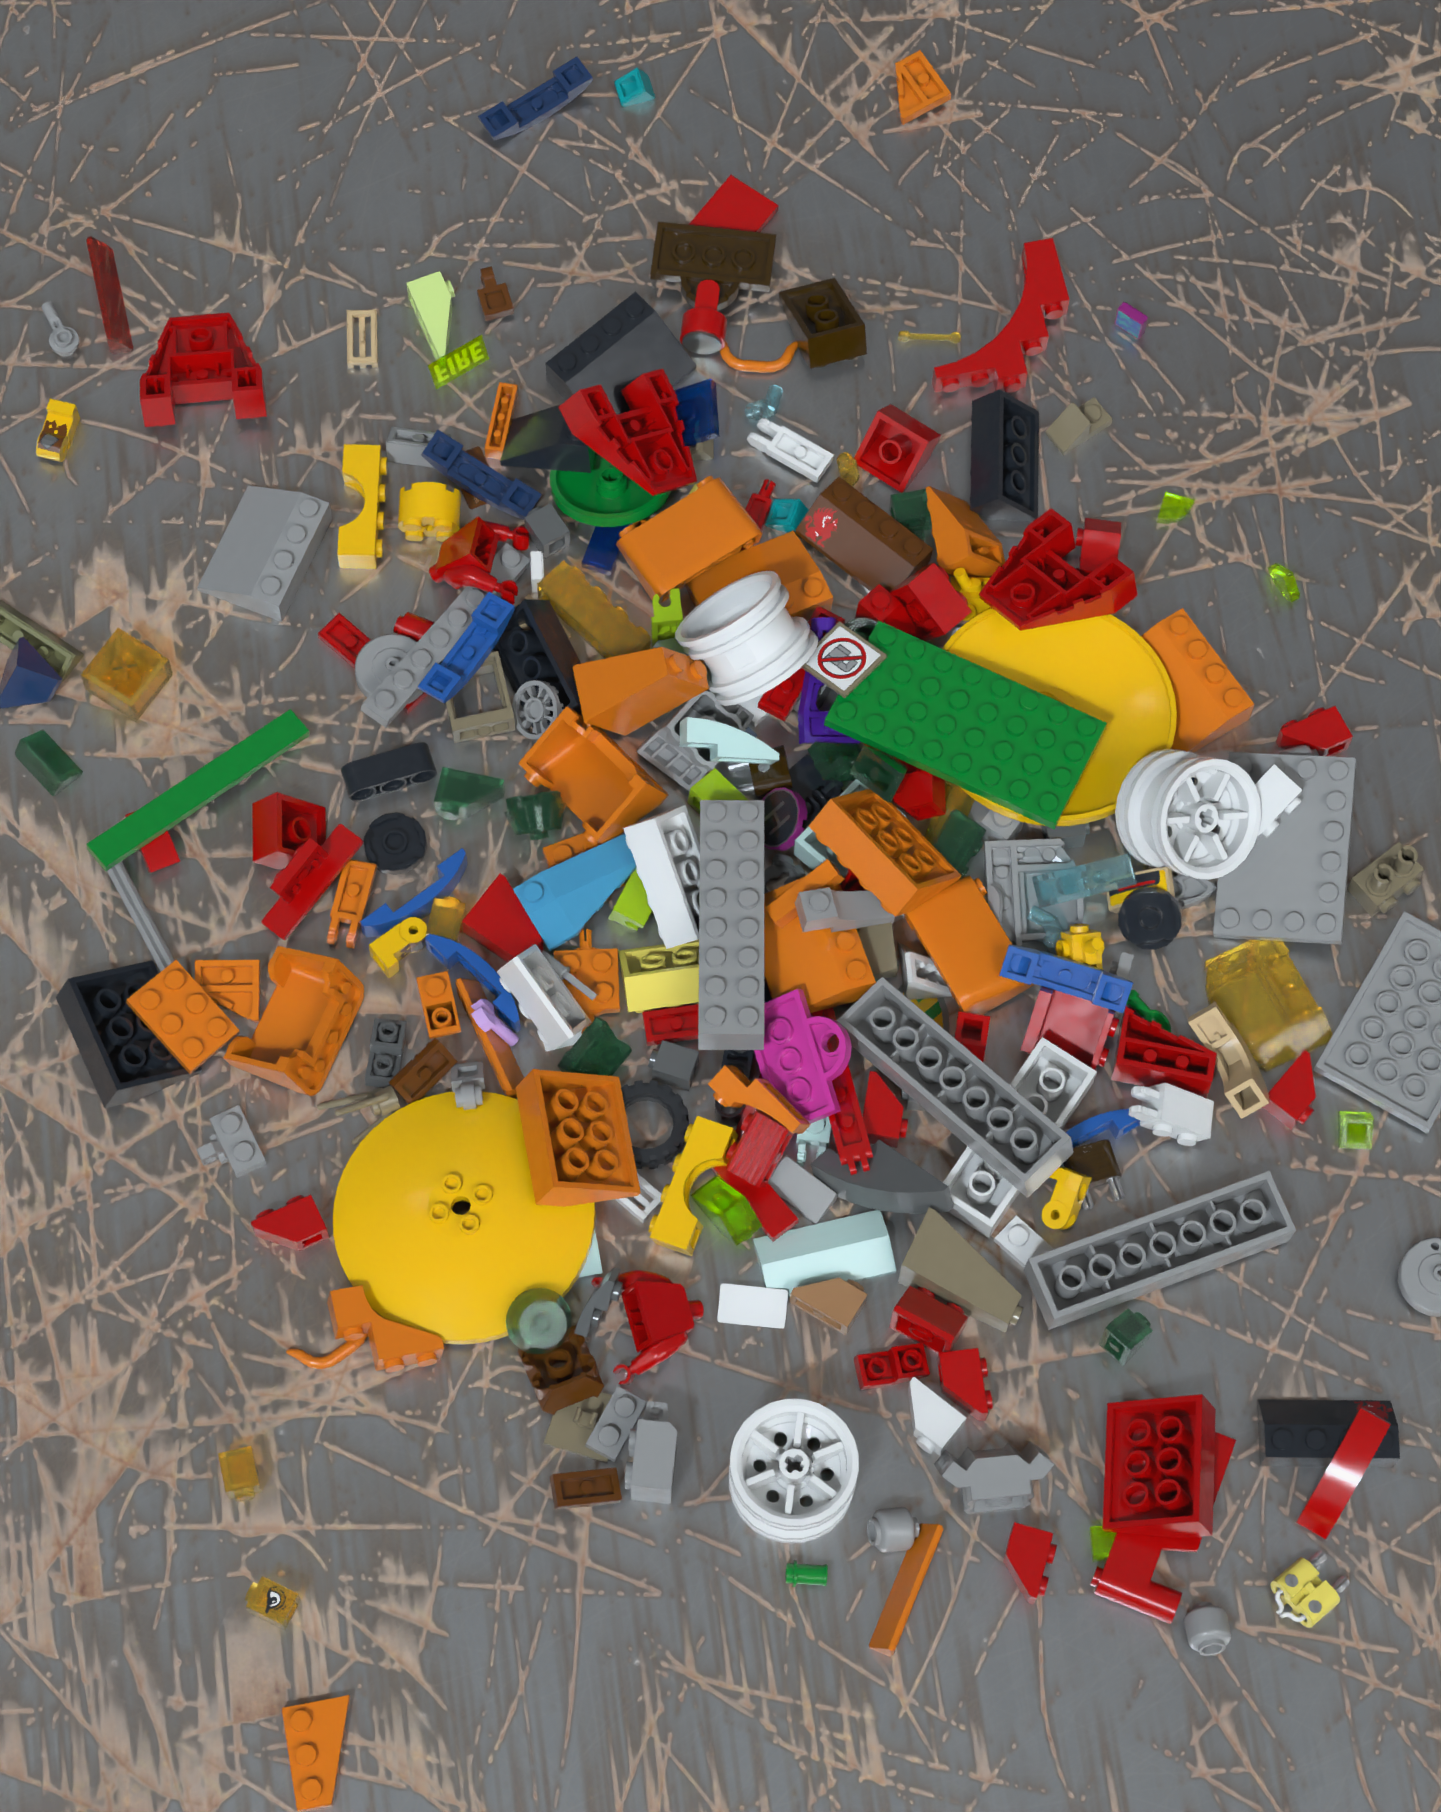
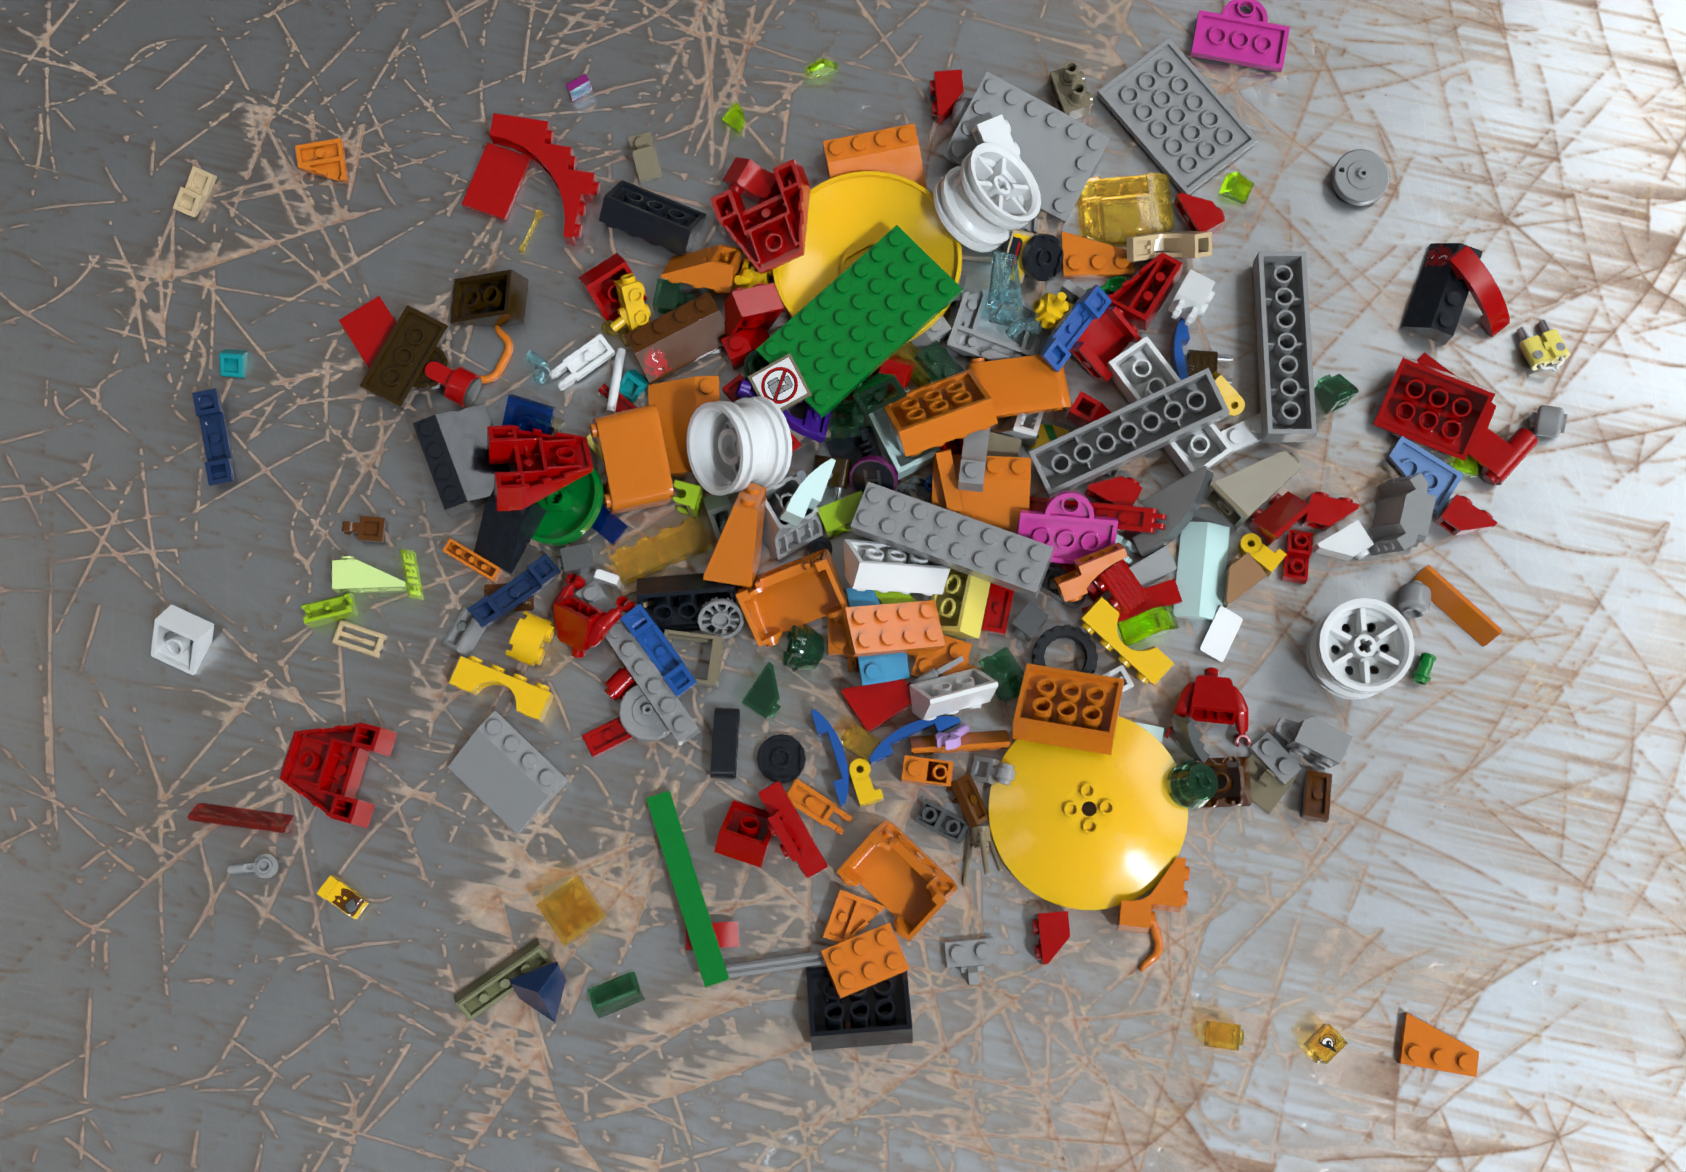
camera: 65 degrees left, 10 degrees up
(290, 156) = (181, 639): none -> white slope
(383, 294) = (330, 610): none -> lime hinge
(597, 900) = (893, 628): none -> orange plate
(676, 796) = (819, 544): none -> black tile
(781, 492) = (615, 381): none -> white bar
(876, 475) = (633, 310): none -> yellow brick
(876, 1308) = (1262, 554): none -> yellow leg
(973, 277) = (496, 182): none -> red tile
(1070, 1492) = (1441, 477): none -> medium blue wing
(1177, 981) = (1093, 259): none -> orange wing

